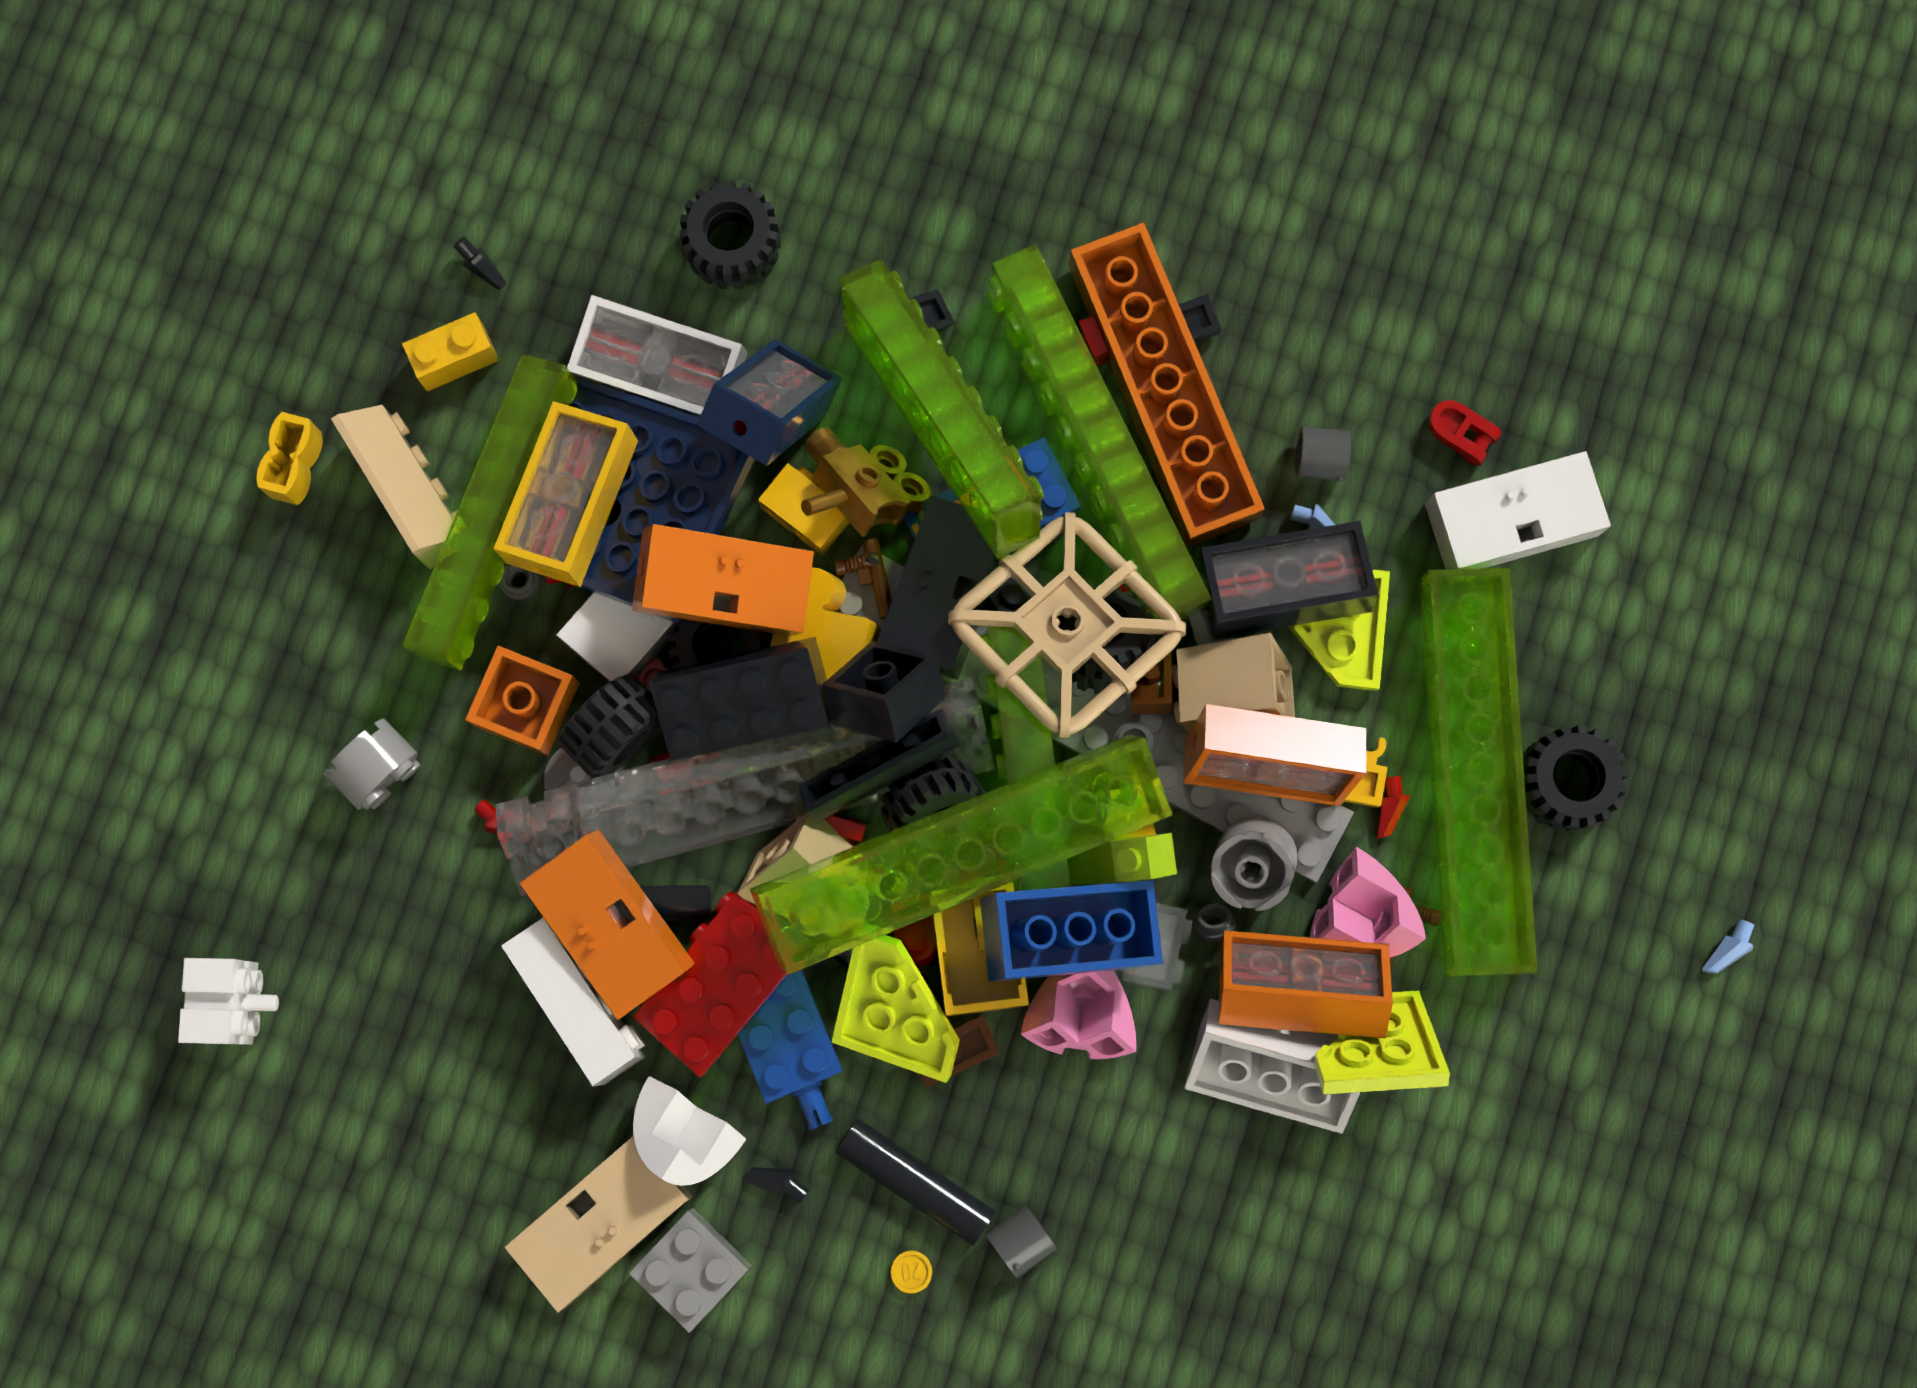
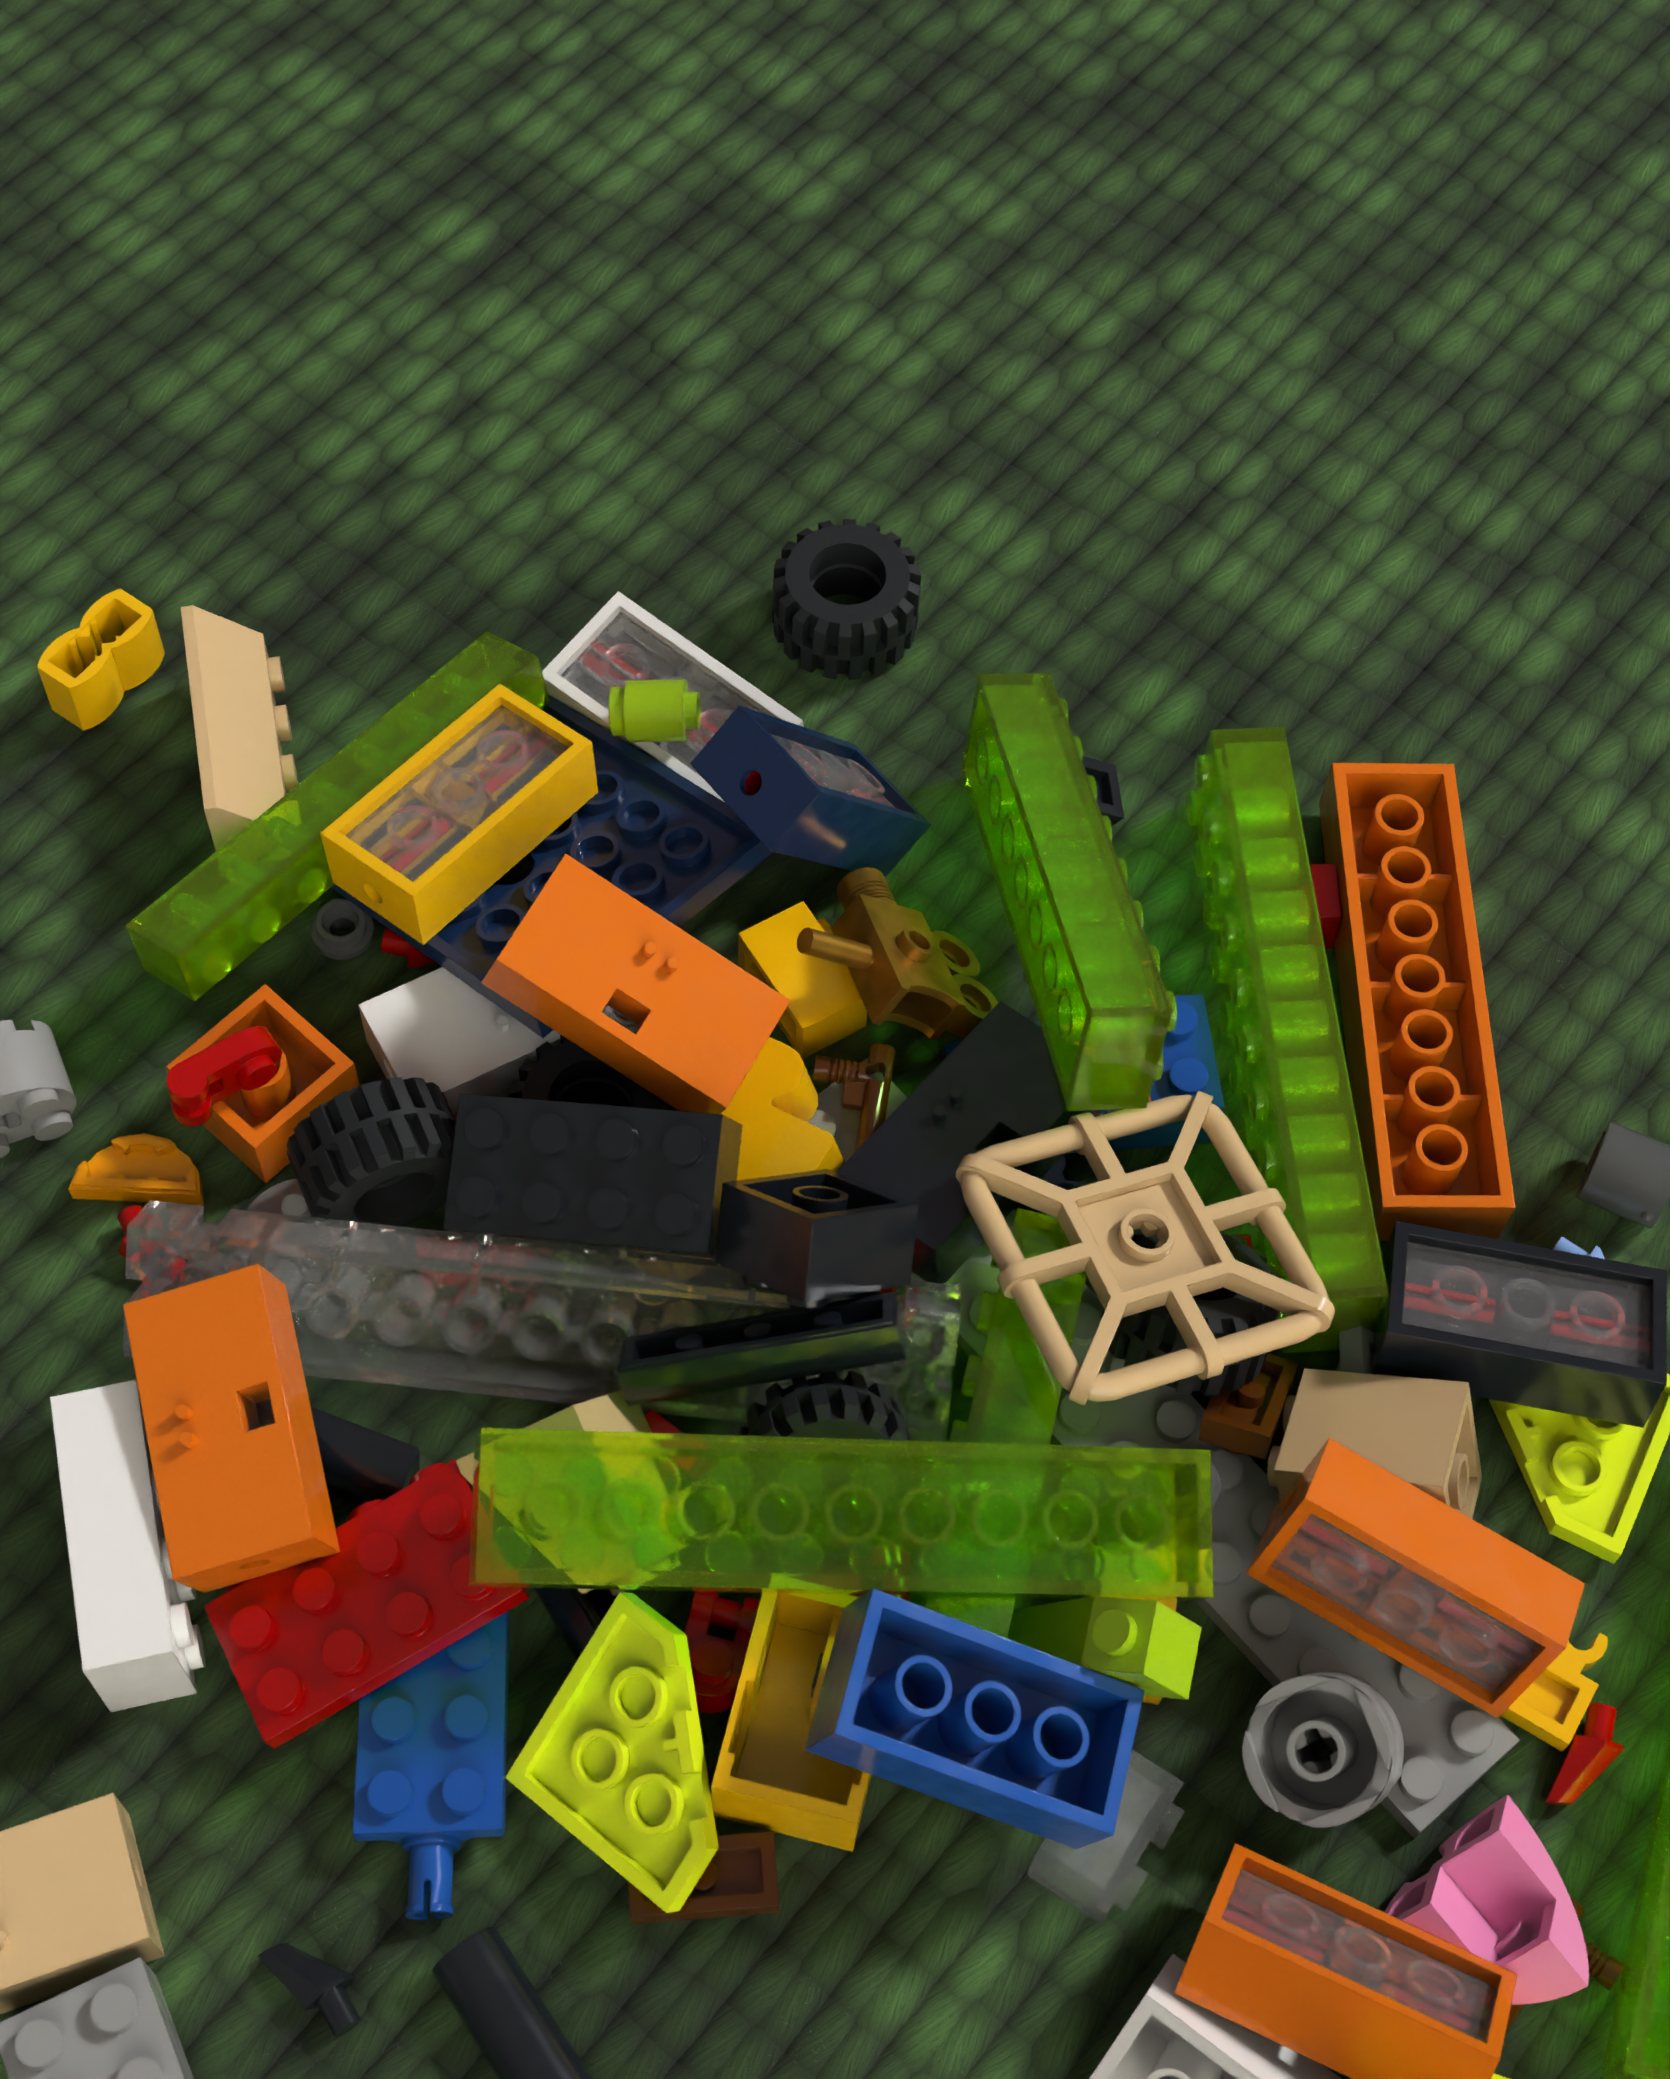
camera: 20 degrees right, 20 degrees down
(450, 352) = (390, 610): yellow brick -> none
(472, 776) = (139, 1171): none -> light orange tile
(479, 263) = (483, 525): black bar -> none
(513, 704) = (213, 1074): none -> red plate
(650, 376) = (654, 710): none -> lime brick
(679, 1138) = (186, 1831): white brick -> none
(1082, 1014) = (944, 1893): bright pink brick -> none
(1200, 318) = (1499, 932): black plate -> none
(1213, 921) = (1218, 1827): dark grey plate -> none

